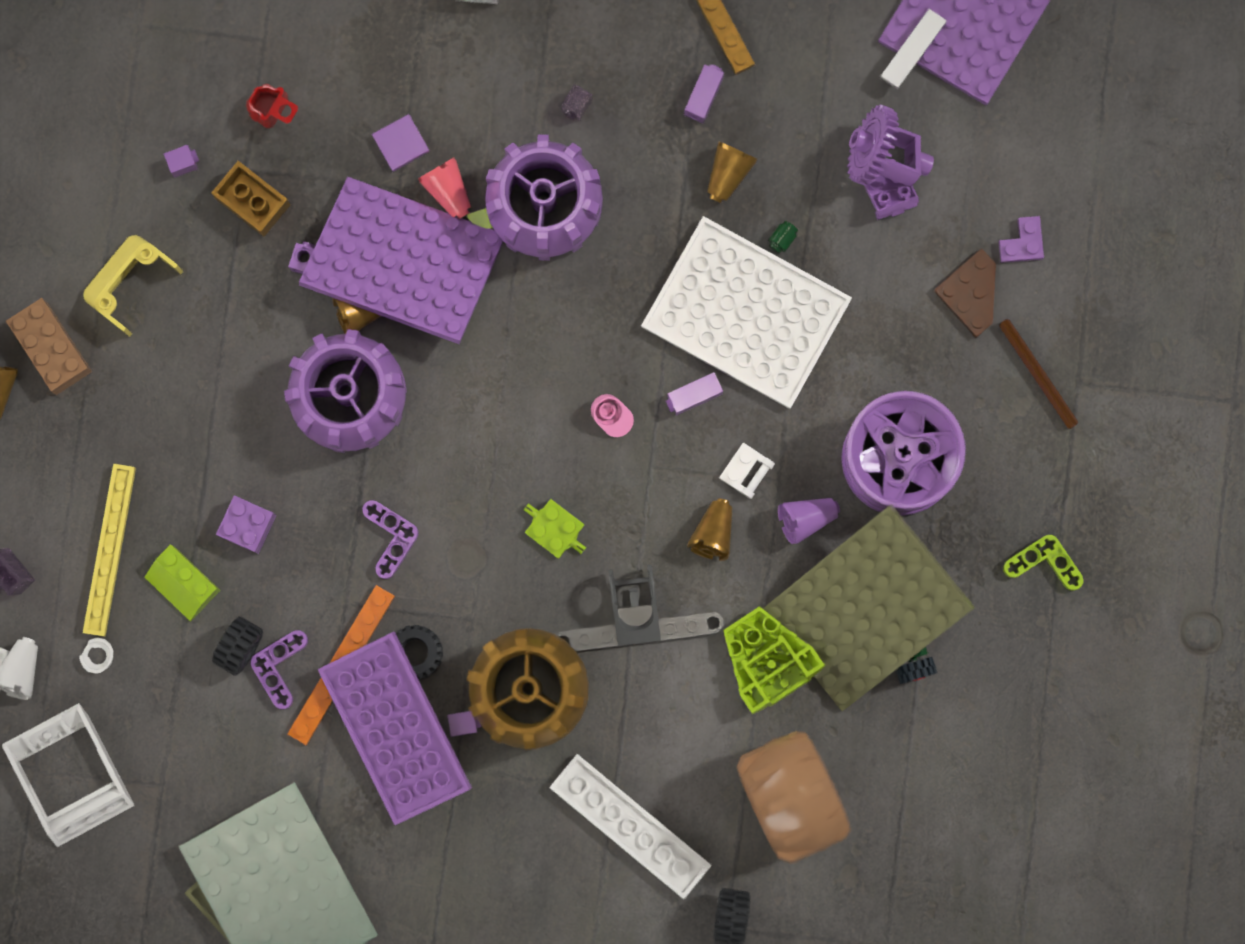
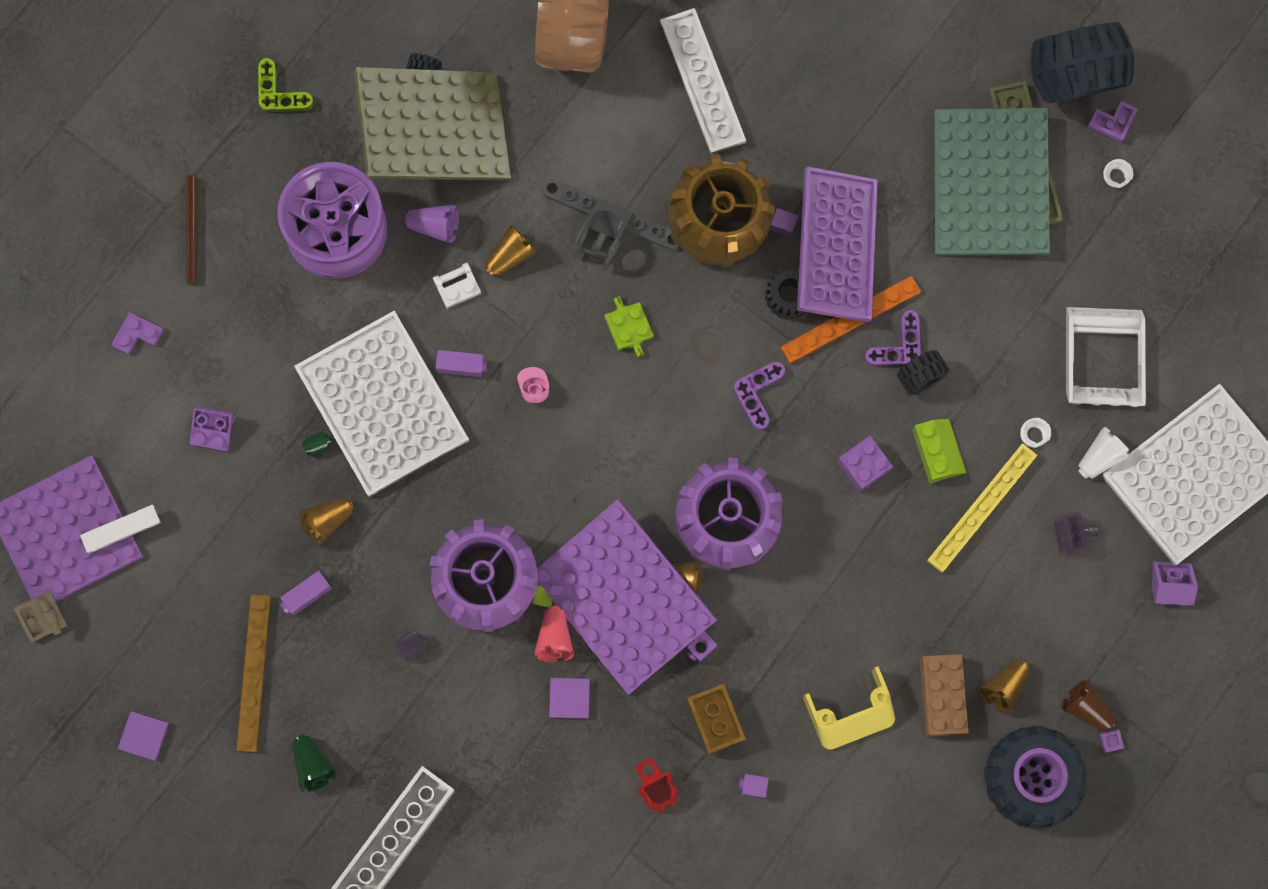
camera: 155 degrees left, 5 degrees down
(768, 659) = (527, 136): lime wedge -> none
(871, 145) = (201, 464): medium lavender piece -> none
(971, 292) = (201, 319): reddish brown plate -> none

